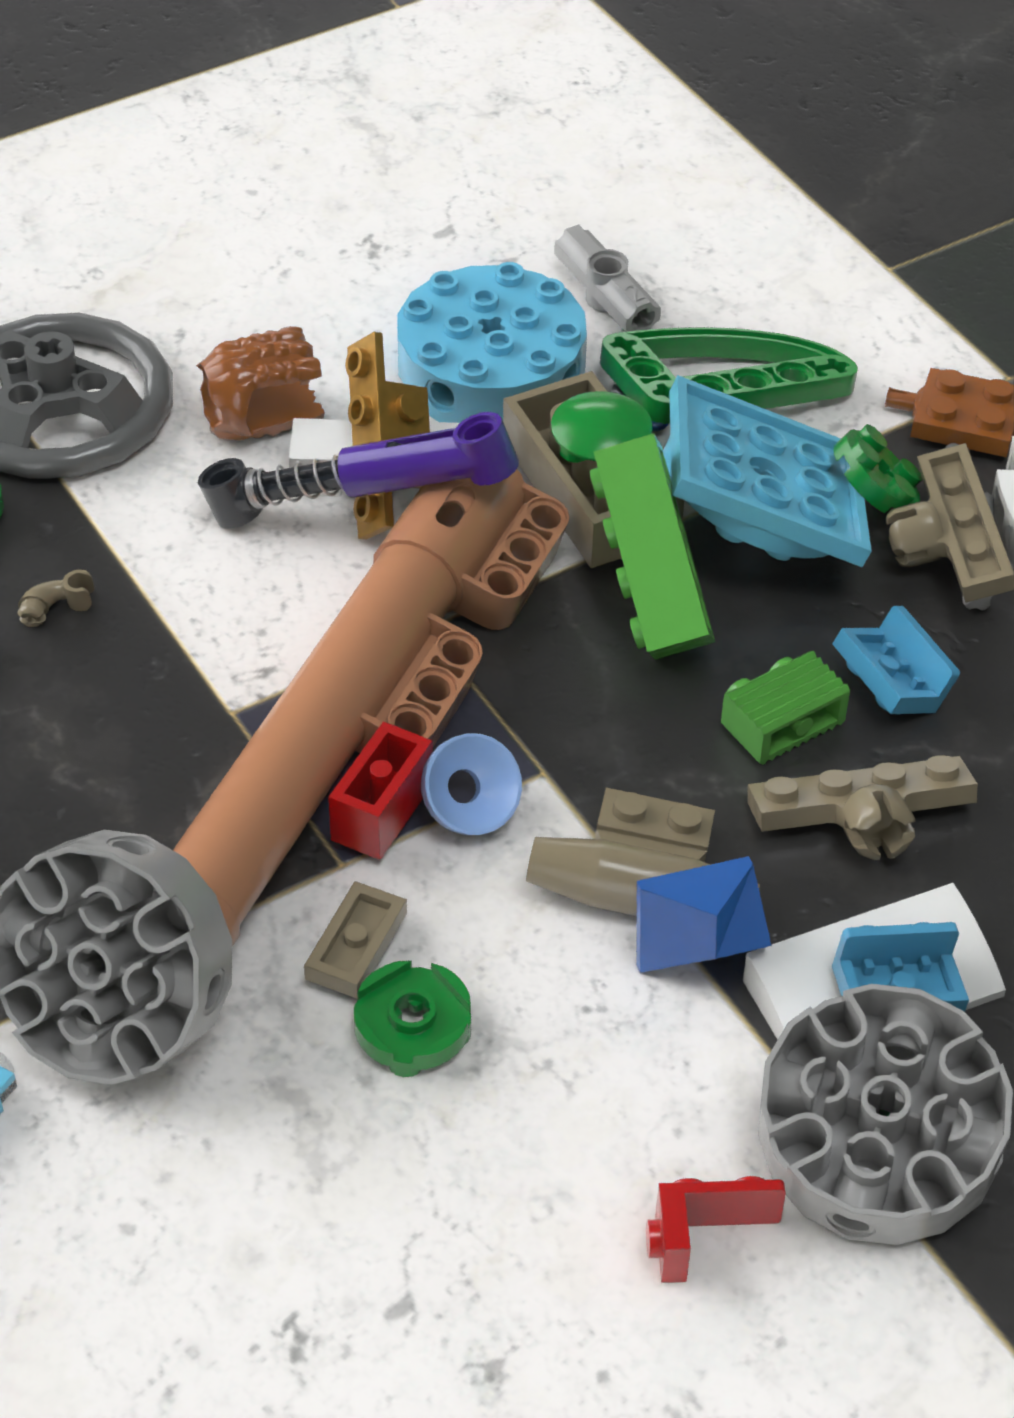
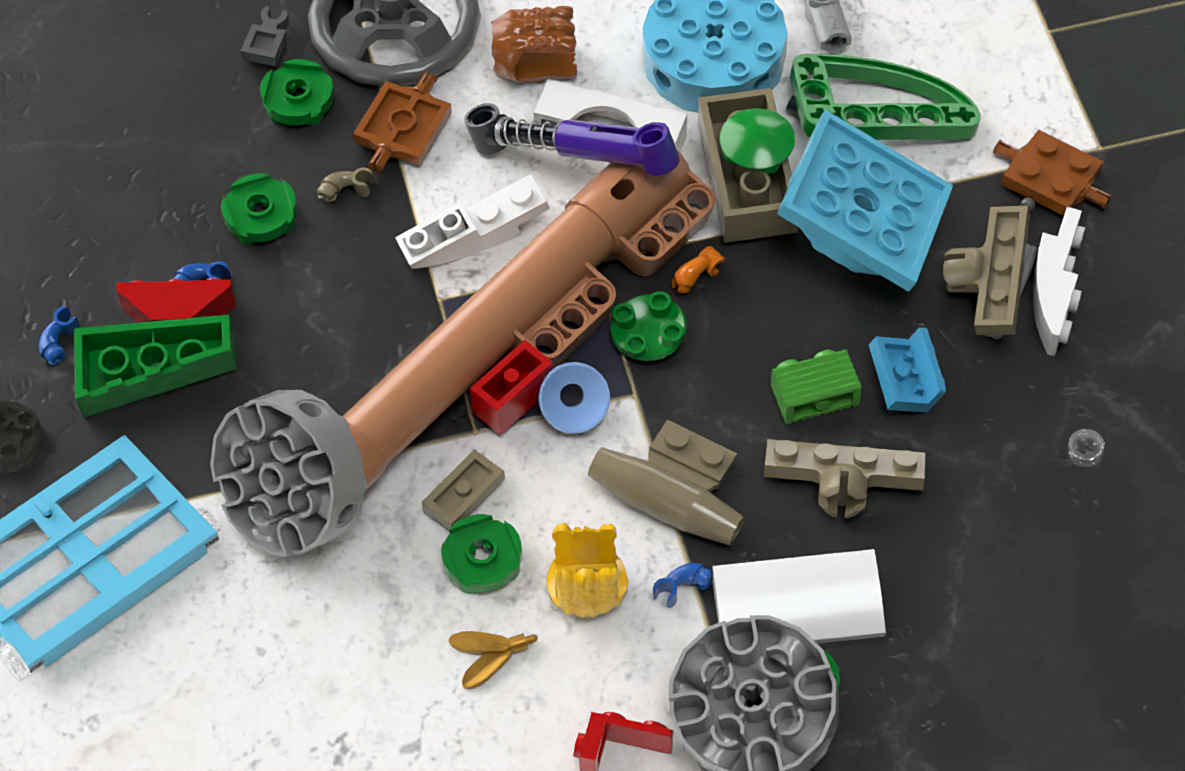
camera: 20 degrees right, 10 degrees up
(110, 510) = (402, 123): none -> dark orange plate
(248, 617) = (467, 231): none -> white slope
(380, 413) = (606, 99): pearl gold bracket -> none
(477, 1142) = (494, 650): none -> pearl gold piece
(533, 684) = (648, 327): none -> green dish
(565, 604) = (690, 271): none -> orange arm
(572, 1001) = (586, 571): none -> yellow piece
(652, 547) = (757, 246): bright green brick -> none
(699, 915) = (686, 533): blue slope -> none
(705, 978) = (686, 574): none -> blue arm
(877, 471) = (971, 218): green plate -> none
(902, 957) = (810, 603): dark azure bracket -> none

